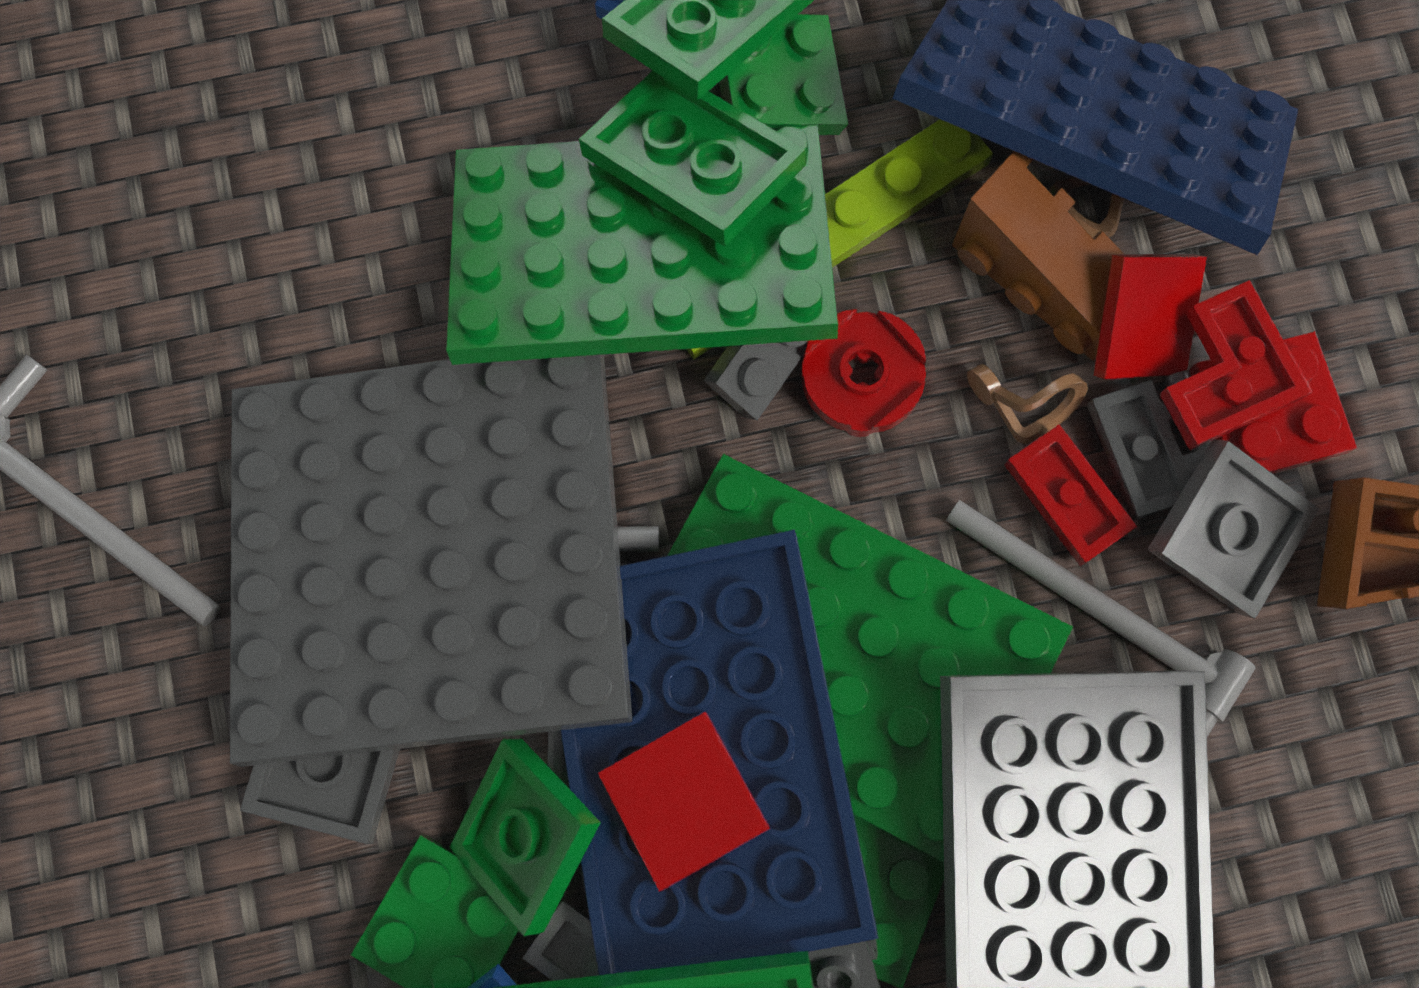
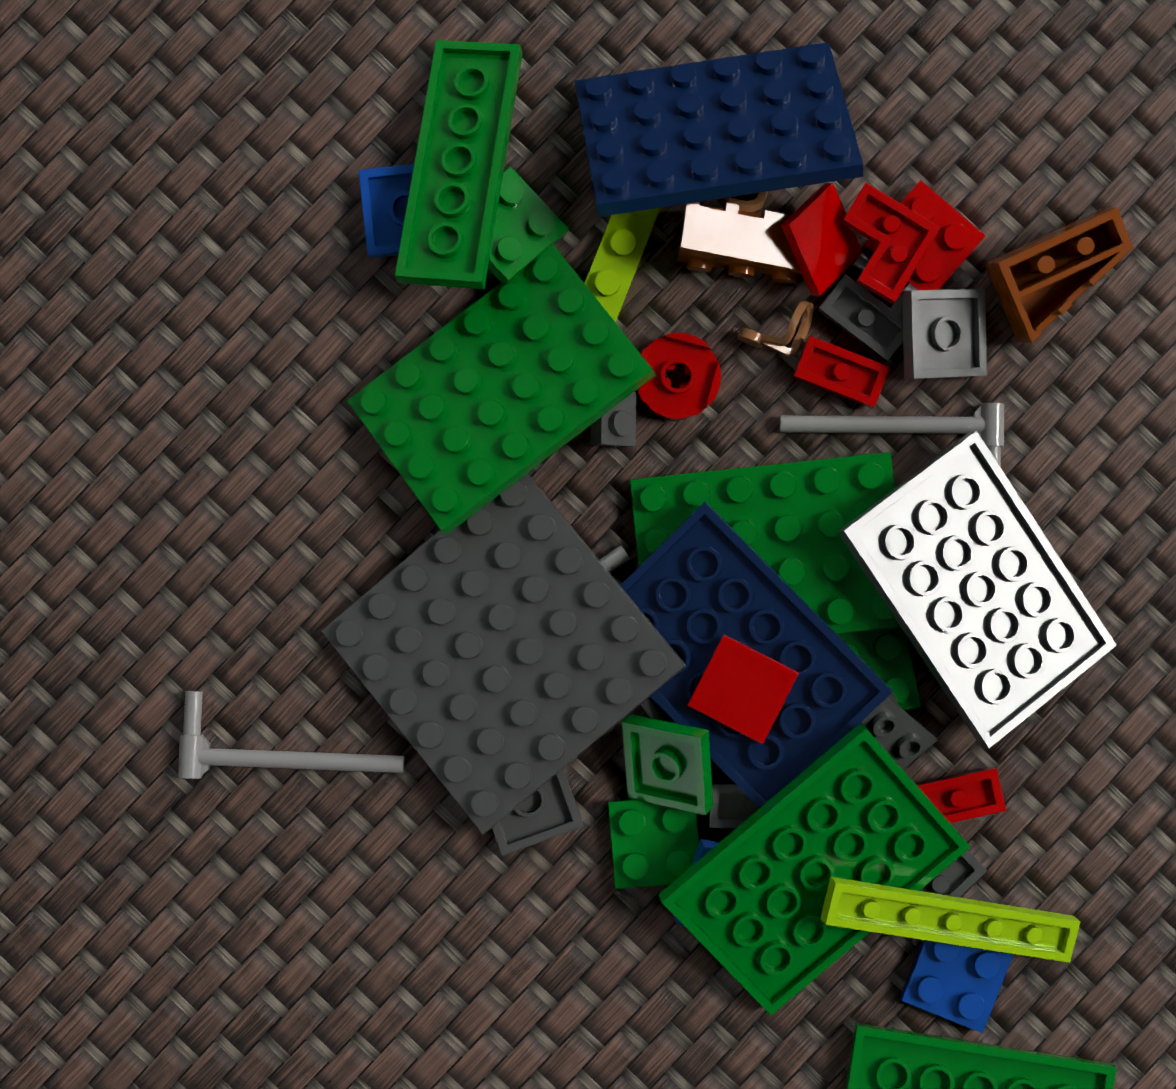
camera: 35 degrees left, 10 degrees up
(693, 155) = (507, 322): green plate -> none

